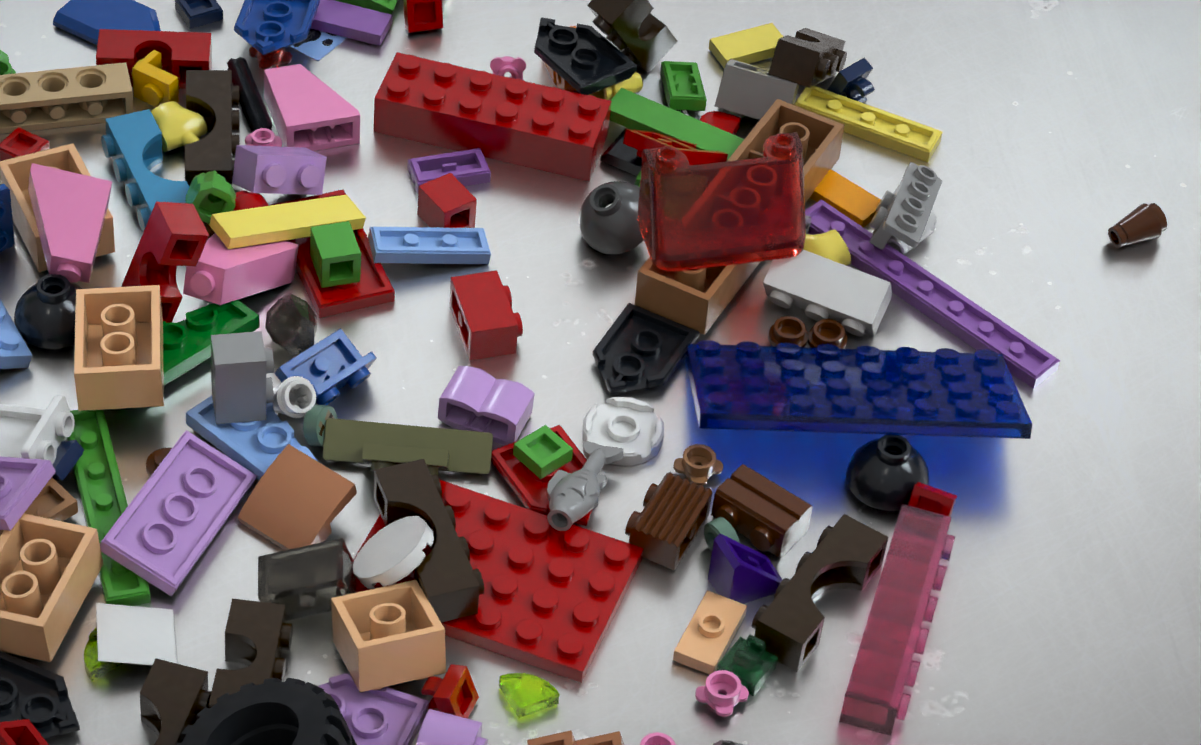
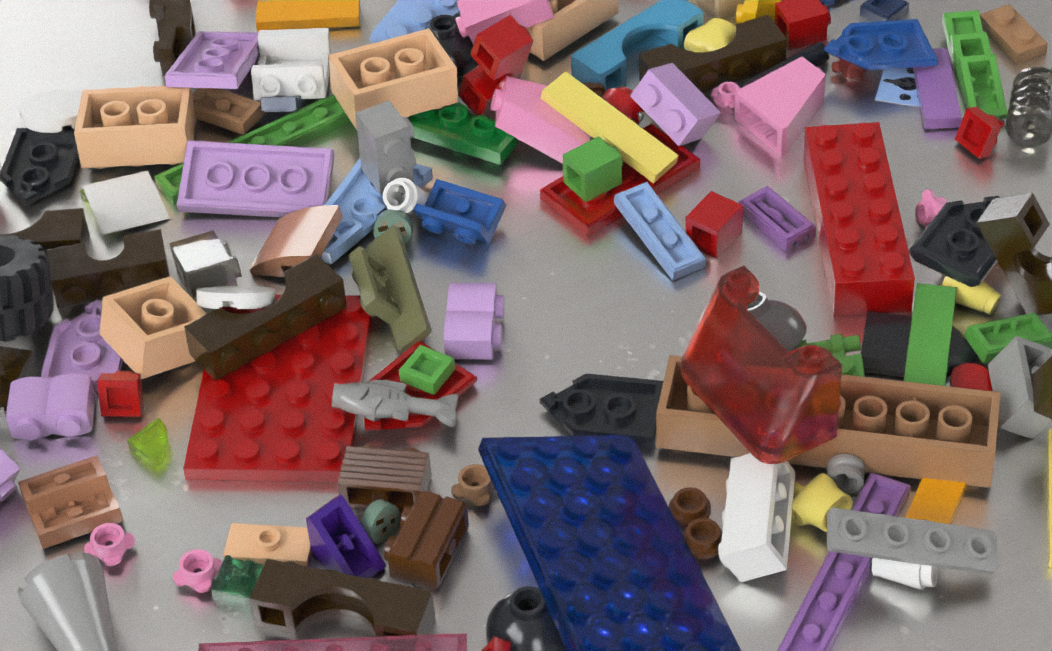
camera: 80 degrees right, 0 degrees up
(210, 195) = (603, 70): bright green rock -> none
(292, 324) = (499, 176): clear smoke rock -> none
(484, 315) = (584, 287): red brick -> none
(625, 425) = (496, 415): white tile -> none
(647, 140) = (879, 342): red wing -> none

